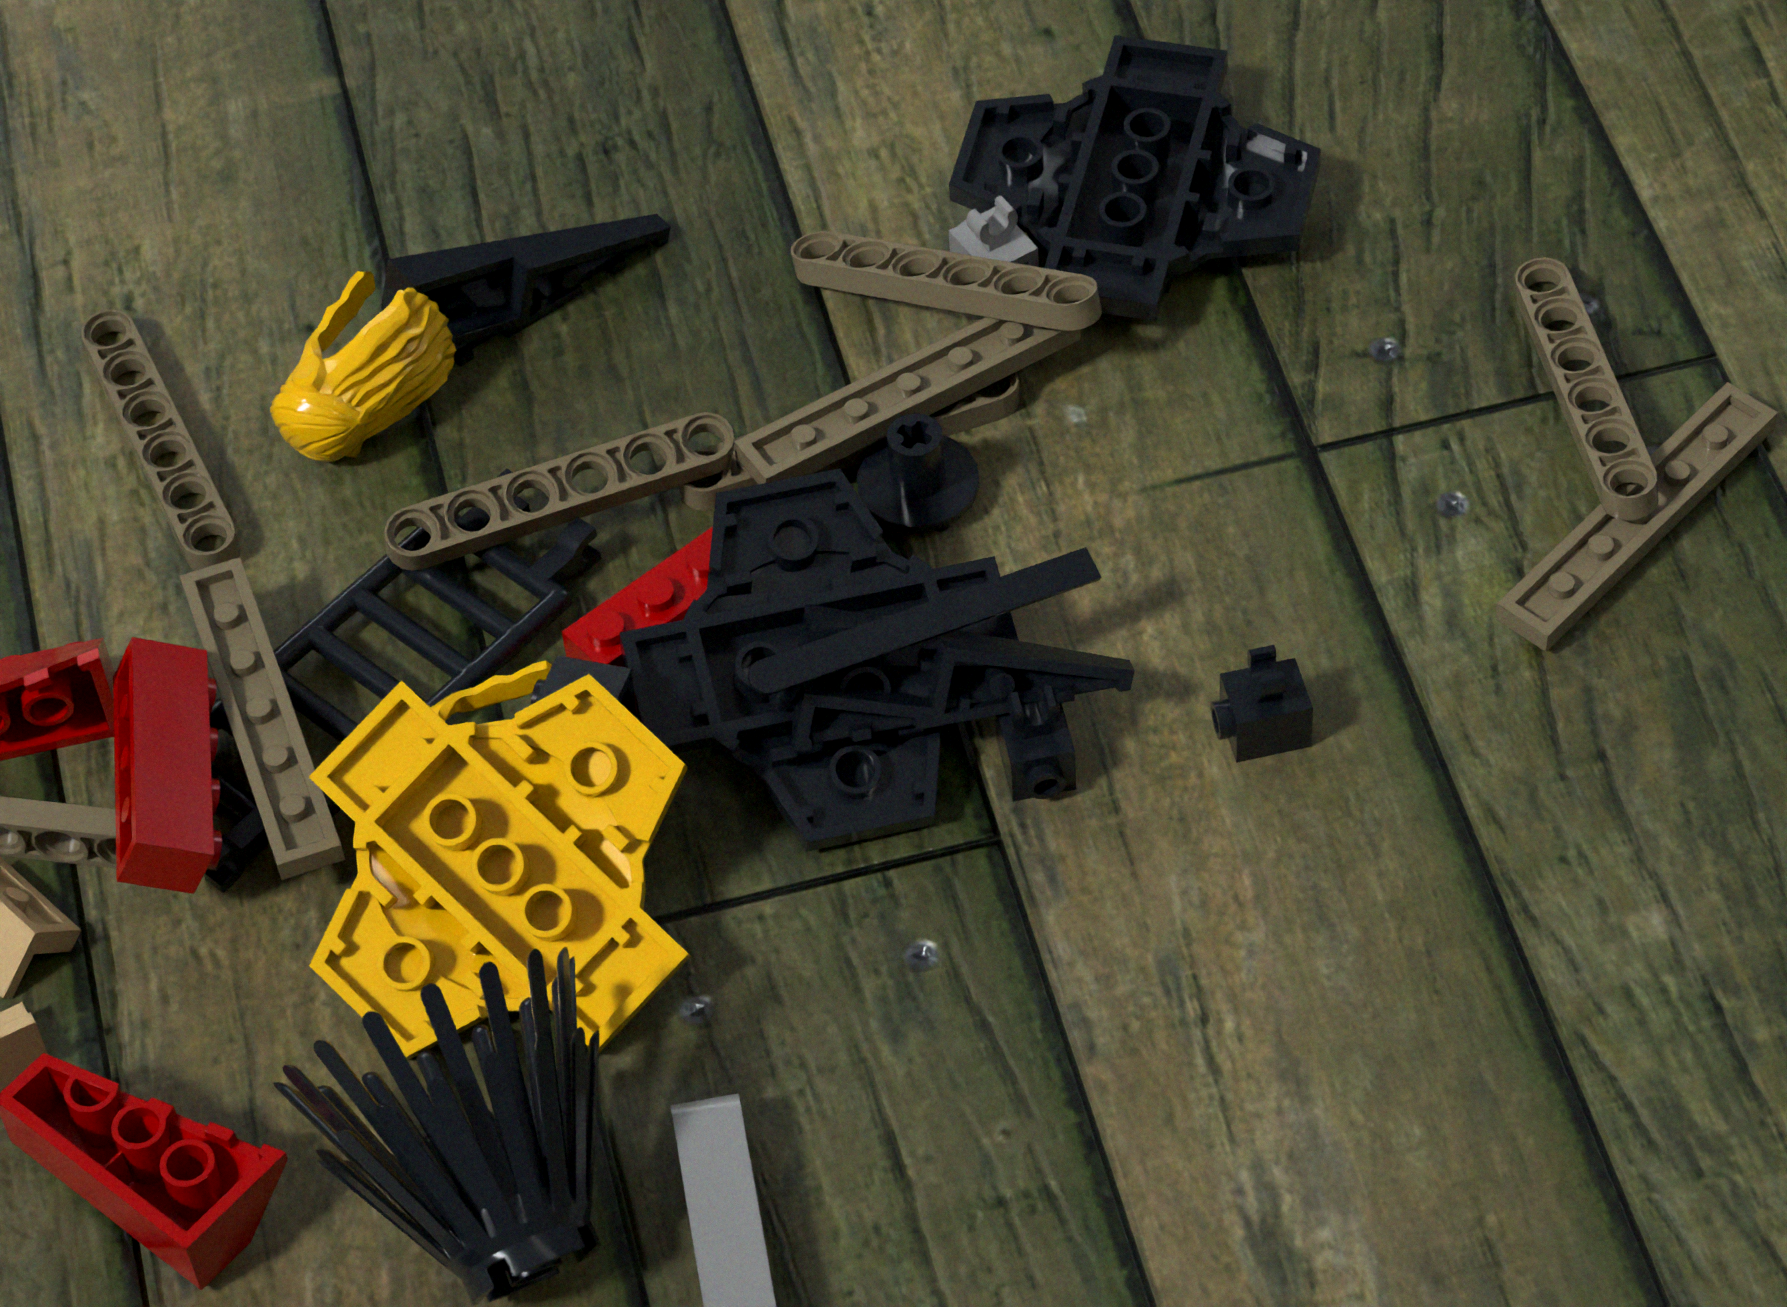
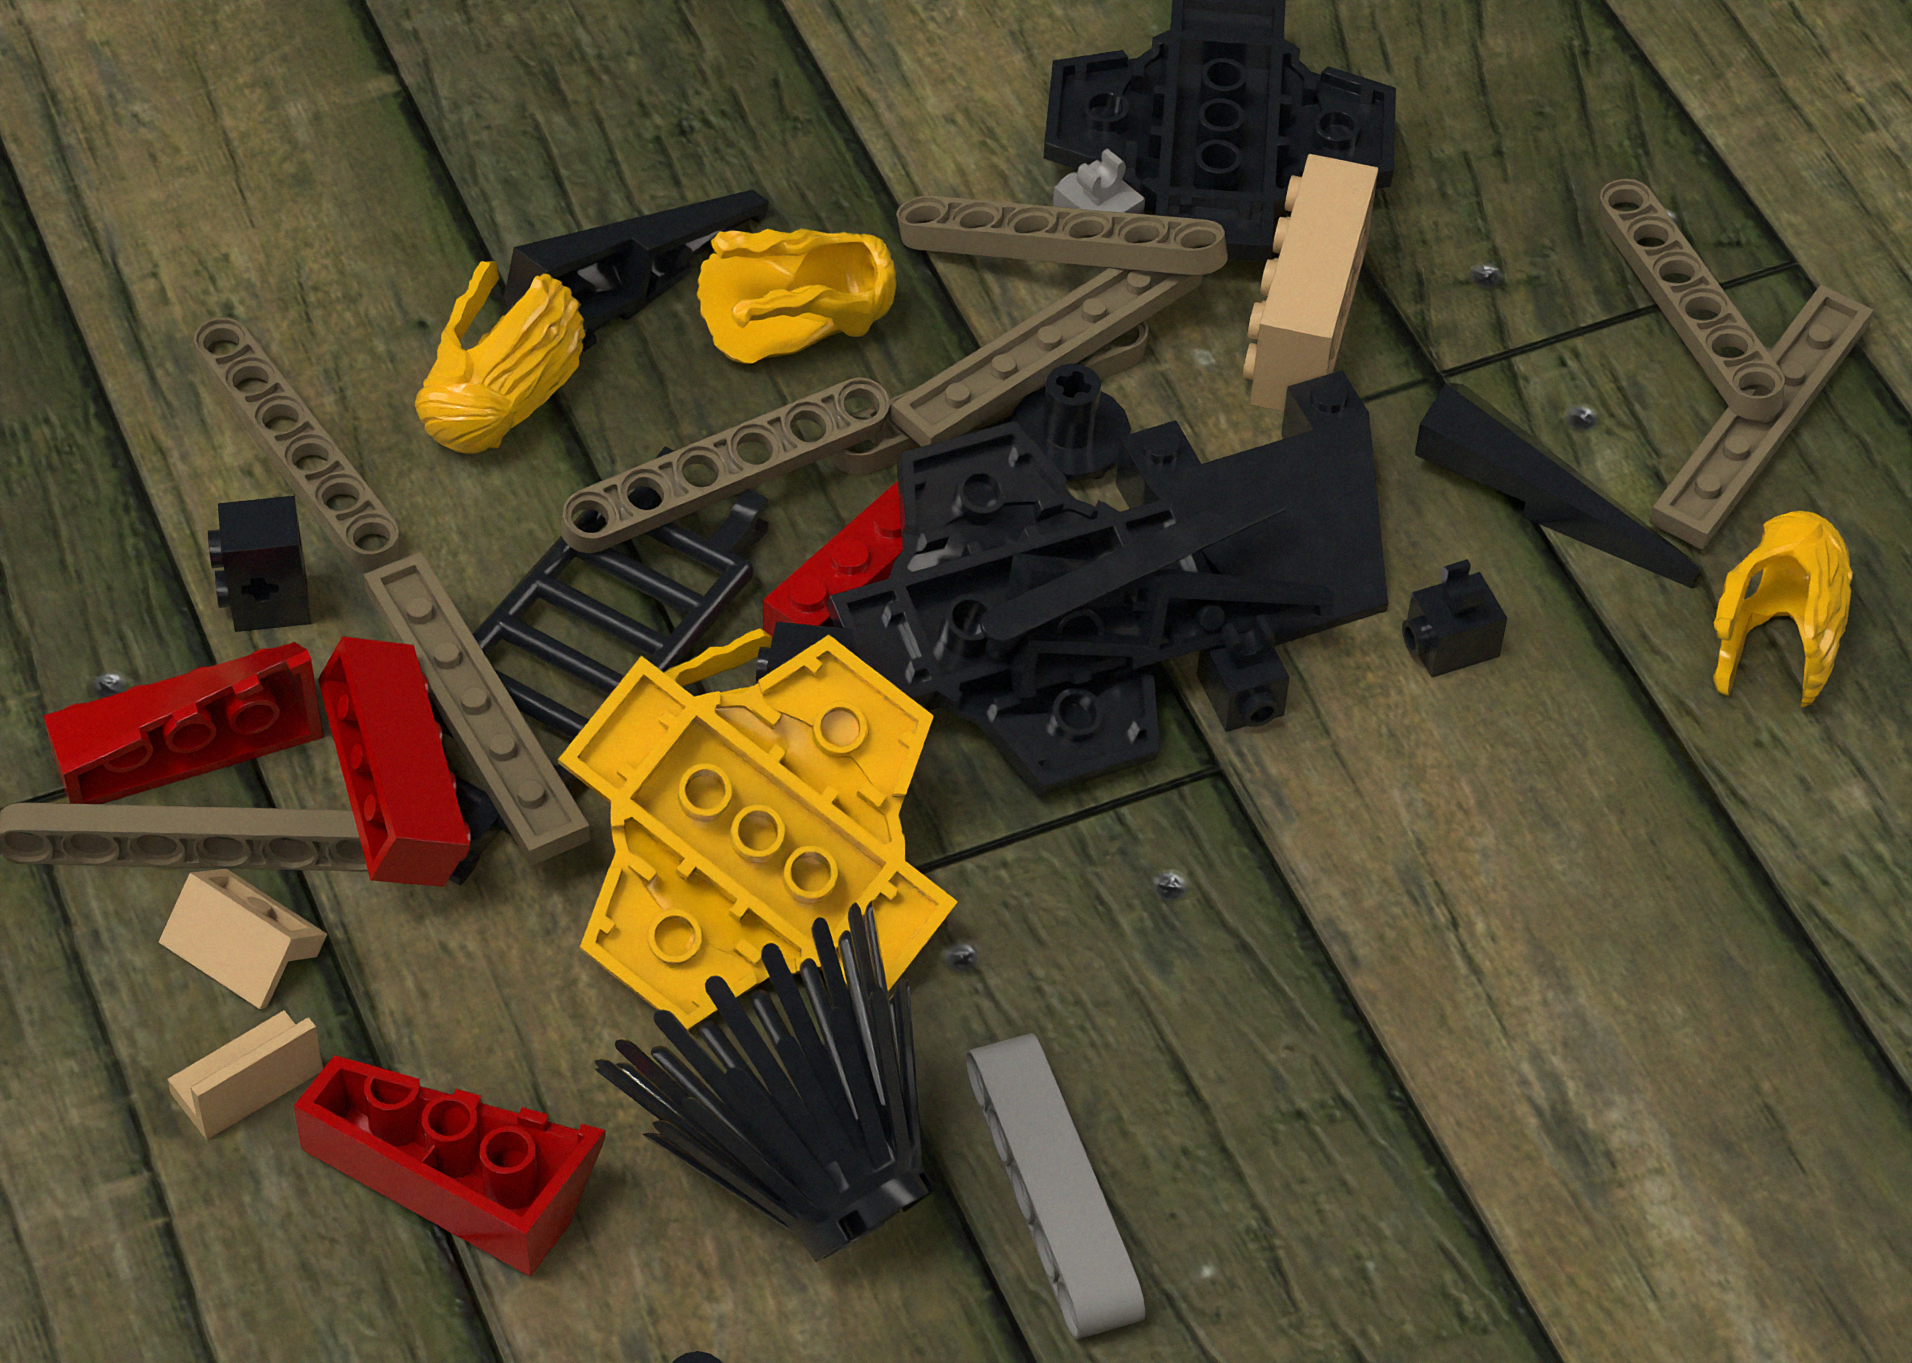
camera: 15 degrees left, 0 degrees up
(89, 557) = (261, 563): none -> black brick
(666, 318) = (790, 290): none -> yellow hair
(1151, 567) = (1321, 474): none -> black wedge
(1187, 348) = (1311, 279): none -> tan brick
(1344, 528) = (1486, 446): none -> black wedge
(1636, 700) = (1801, 578): none -> yellow hair

